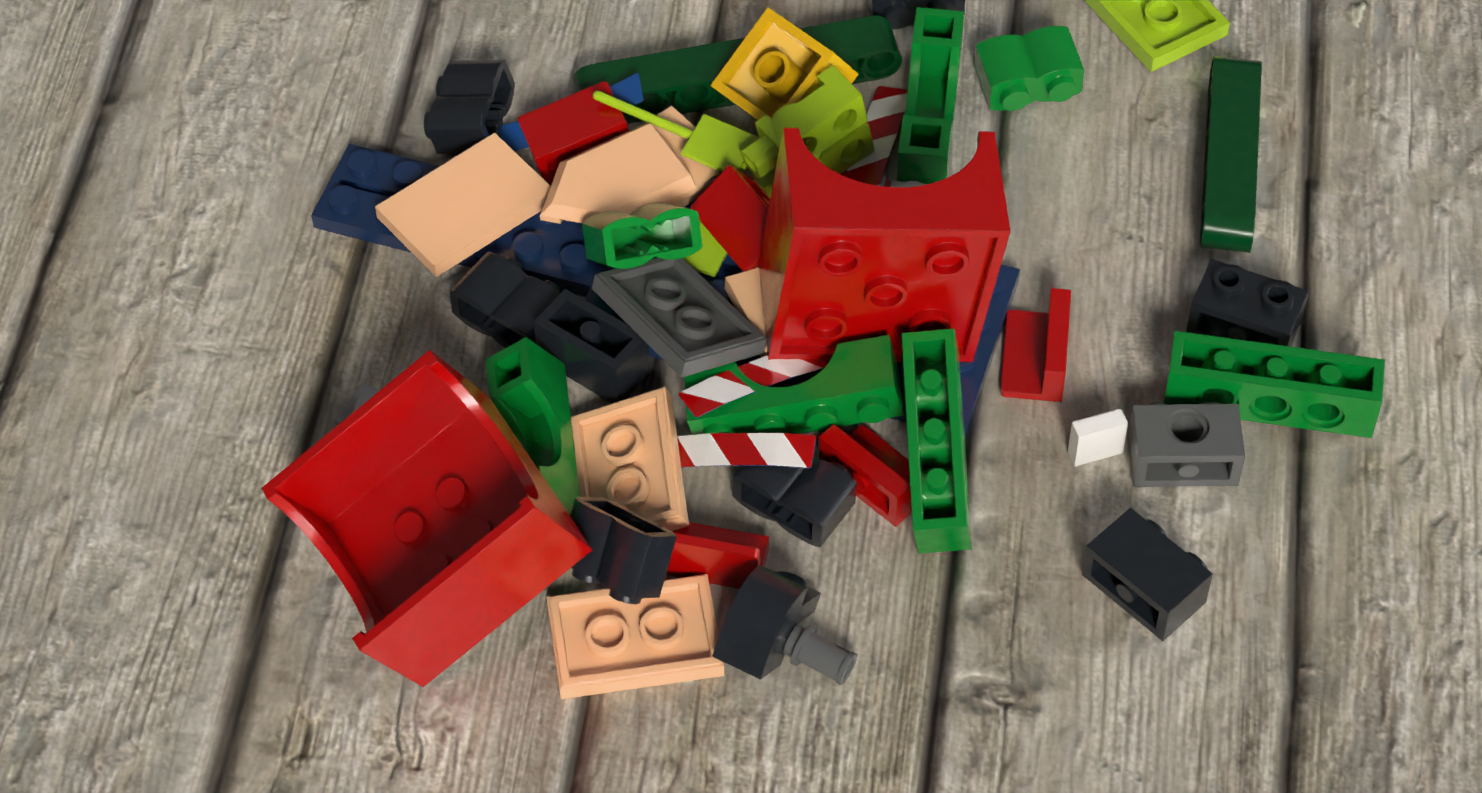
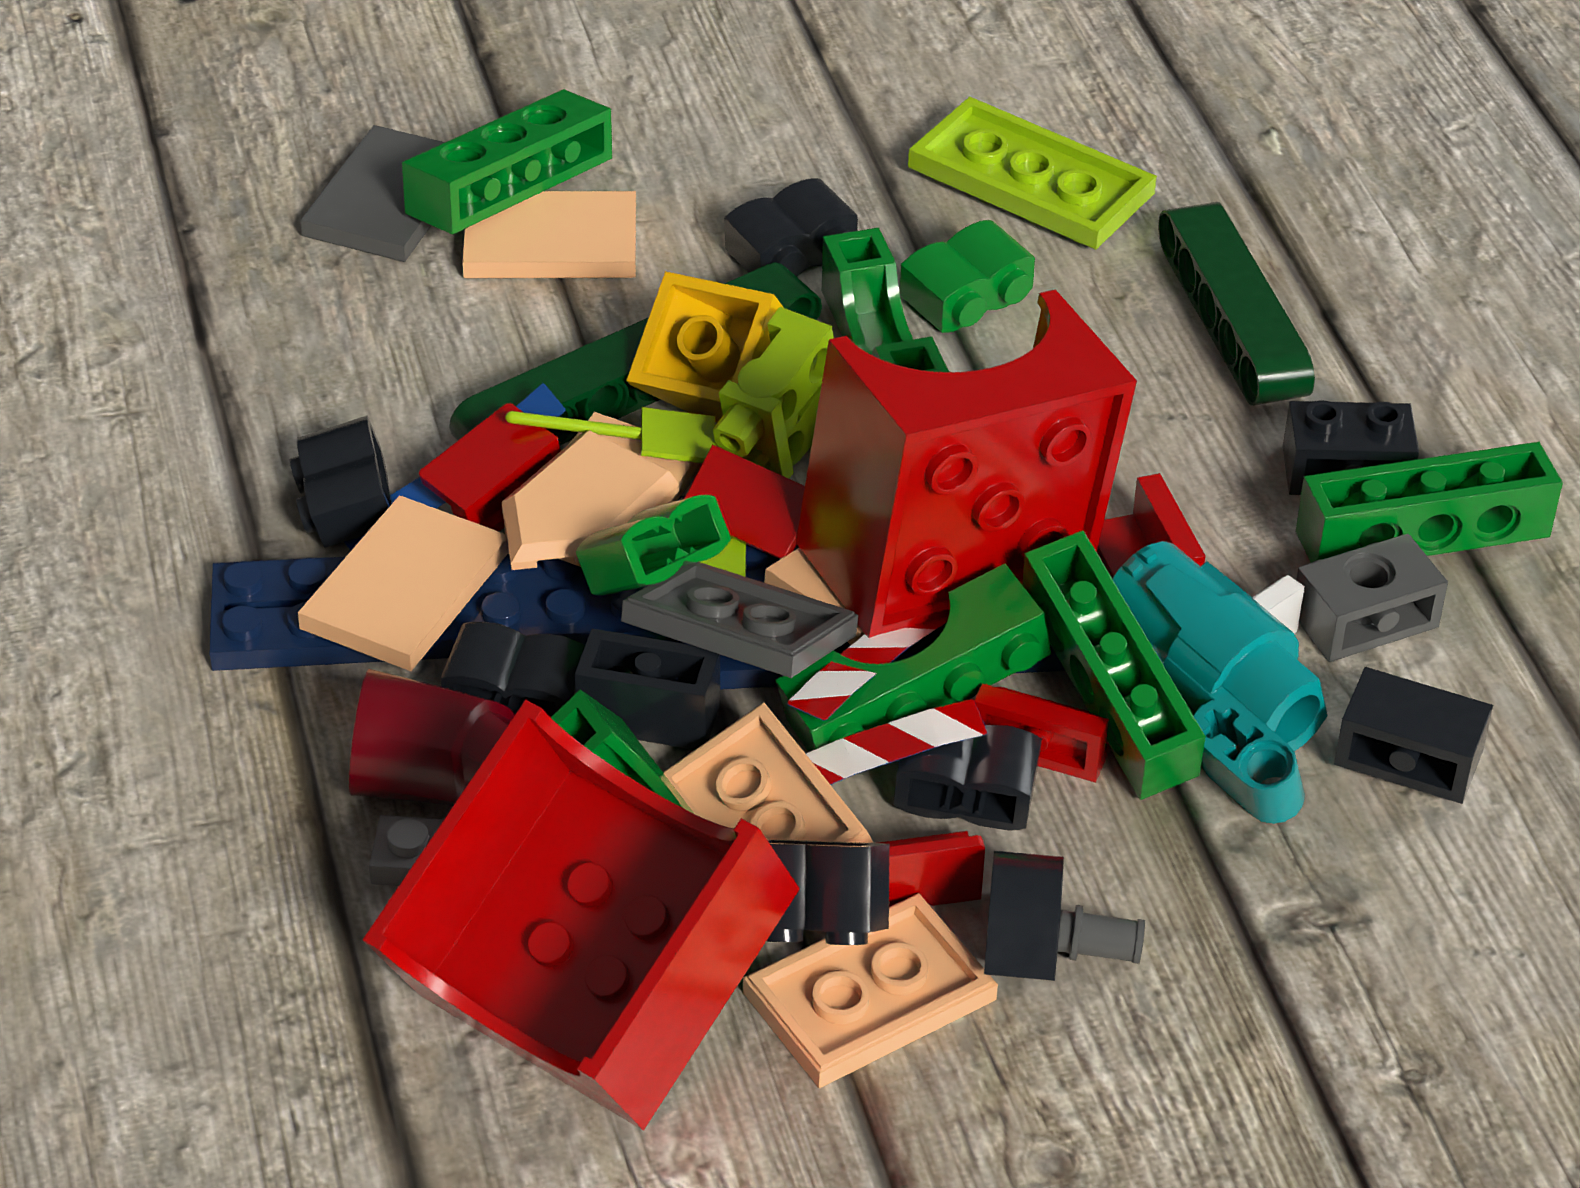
camera: 25 degrees left, 10 degrees down
(402, 323) = (420, 739): none -> dark red piece
(1030, 470) = (1233, 671): none -> teal piece

